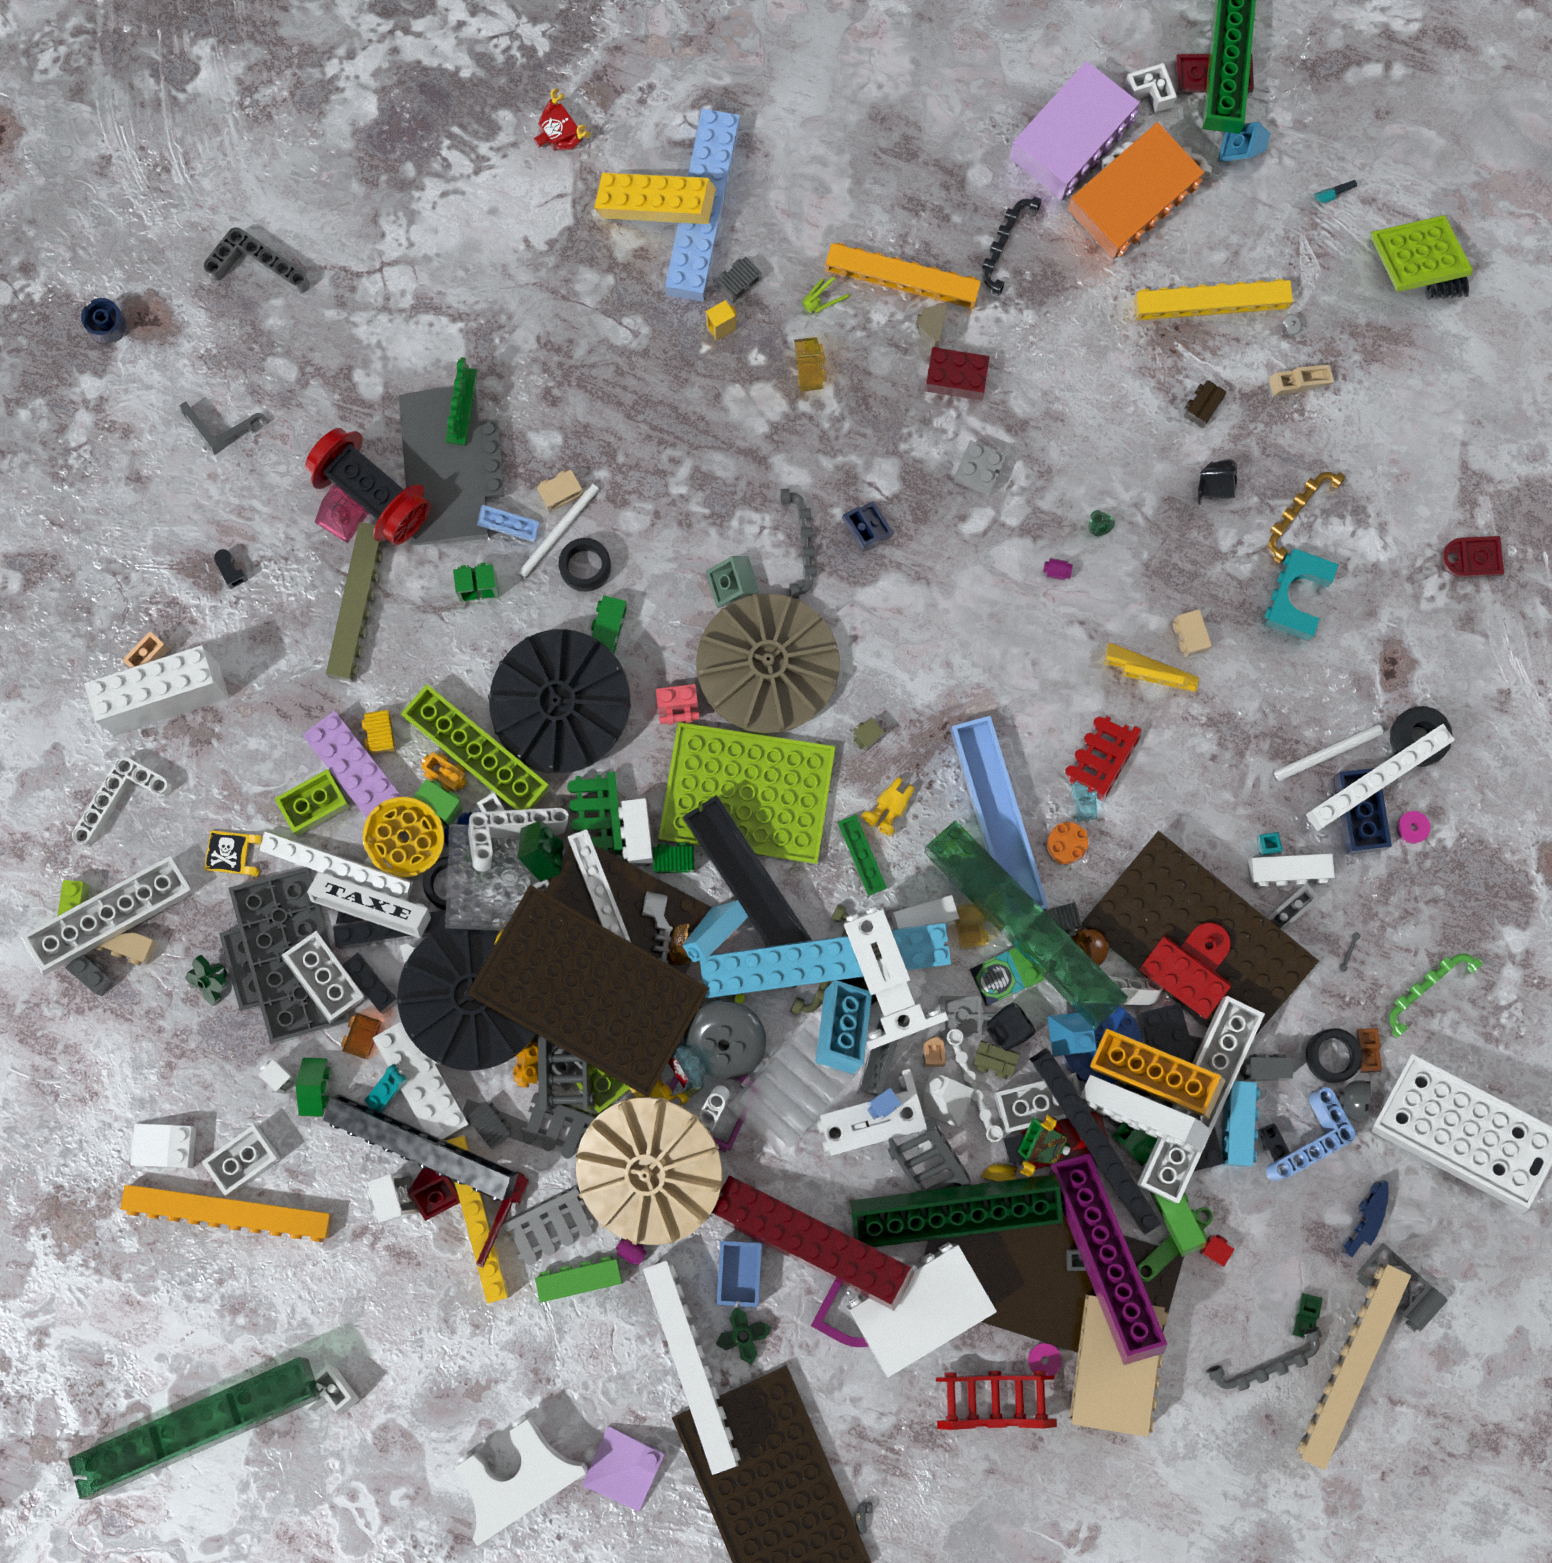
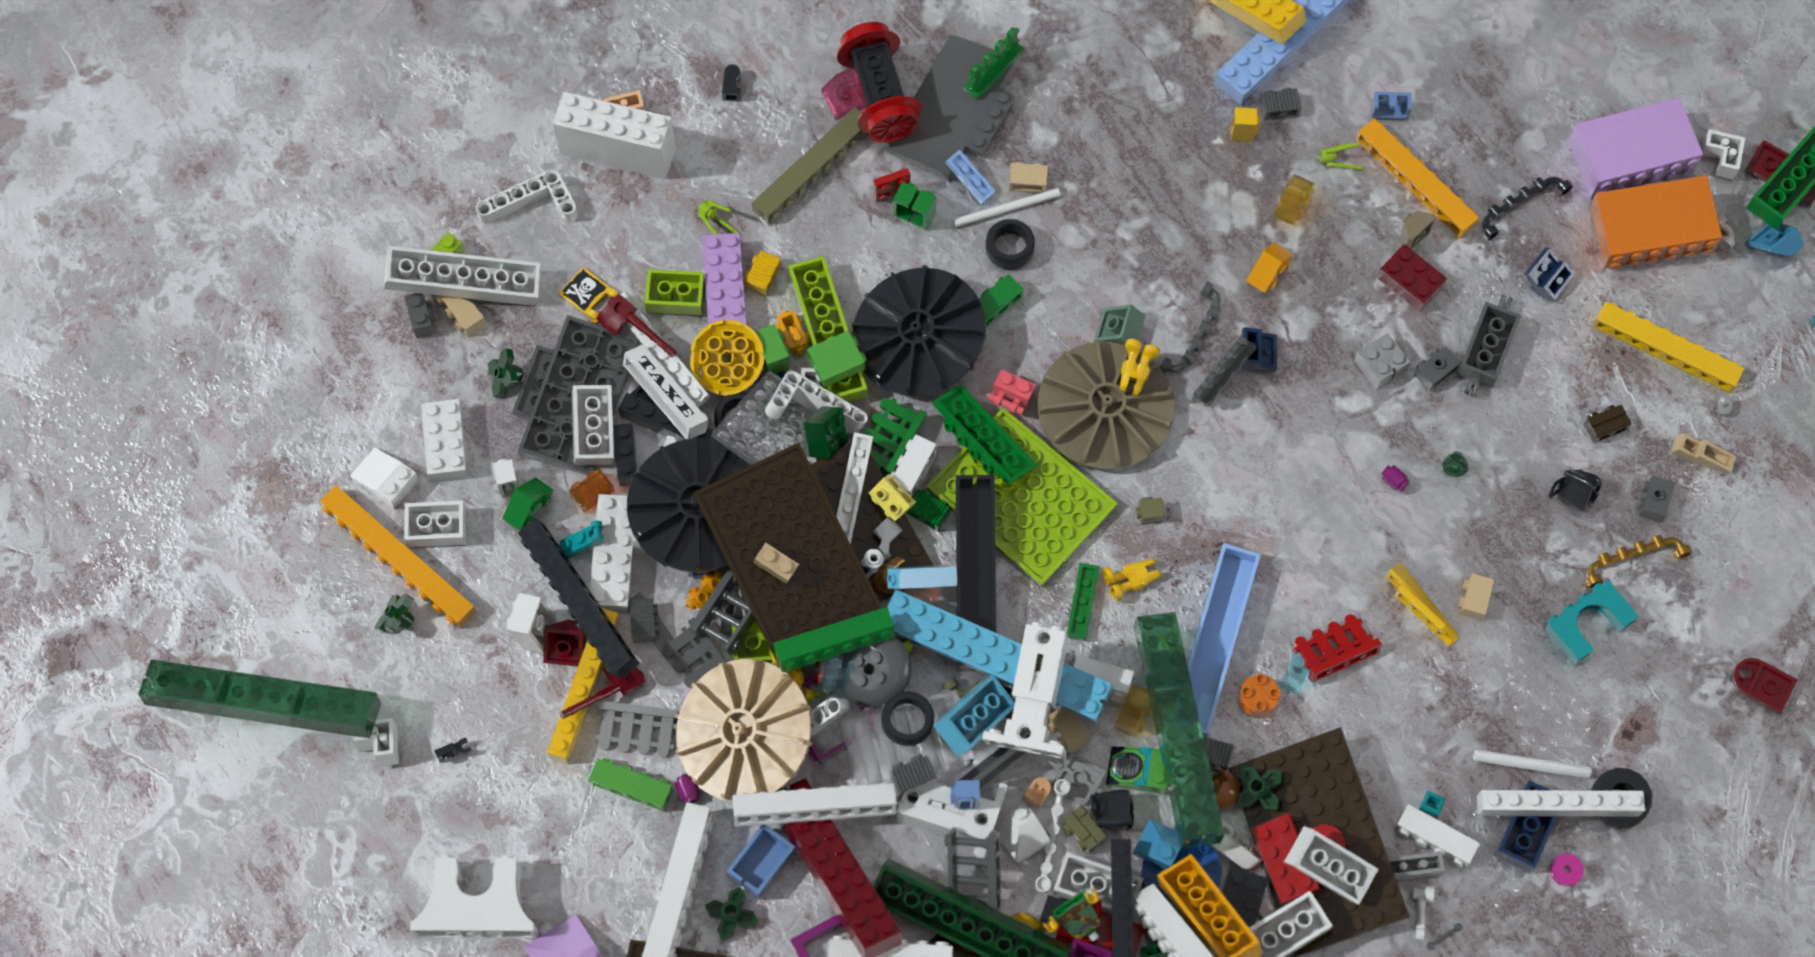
camera: 35 degrees right, 10 degrees down
(195, 1076) = (444, 440): none -> white brick
(263, 1267) = (396, 614): none -> dark green plant
(275, 856) = (619, 313): none -> dark red piece
(289, 705) = (707, 210): none -> lime plant
(397, 1359) = (449, 751): none -> black plate
(442, 576) = (888, 185): none -> red plate
(504, 775) = (836, 358): none -> bright green brick
(583, 1008) = (775, 563): none -> tan brick
(639, 873) = (892, 497): none -> light yellow brick
(655, 945) = (873, 566): none -> white brick
(678, 1042) = (834, 639): none -> green brick
(679, 761) = (983, 436): none -> green plate
(756, 1198) = (814, 804): none -> white brick
(775, 618) = (1137, 372): none -> yellow piece
(809, 1061) = (907, 698): none -> black tyre
(824, 1115) = (912, 774): none -> dark grey brick
(828, 440) = (1270, 264): none -> light orange brick
(838, 220) = (1387, 105): none -> medium blue window
(851, 566) = (1224, 371): none -> dark grey fence
(929, 982) = (1068, 729): none -> tan brick
(1030, 445) = (1437, 368): none -> dark grey brick
(1062, 395) = (1488, 345): none -> dark grey brick
(1073, 297) = (1549, 275): none -> dark blue brick
(1126, 916) = (1251, 795): none -> dark green plant
(1231, 962) = (1331, 865): none -> white brick
(1287, 446) = (1656, 498): none -> dark grey brick
(1311, 928) = (1422, 895): none -> white brick

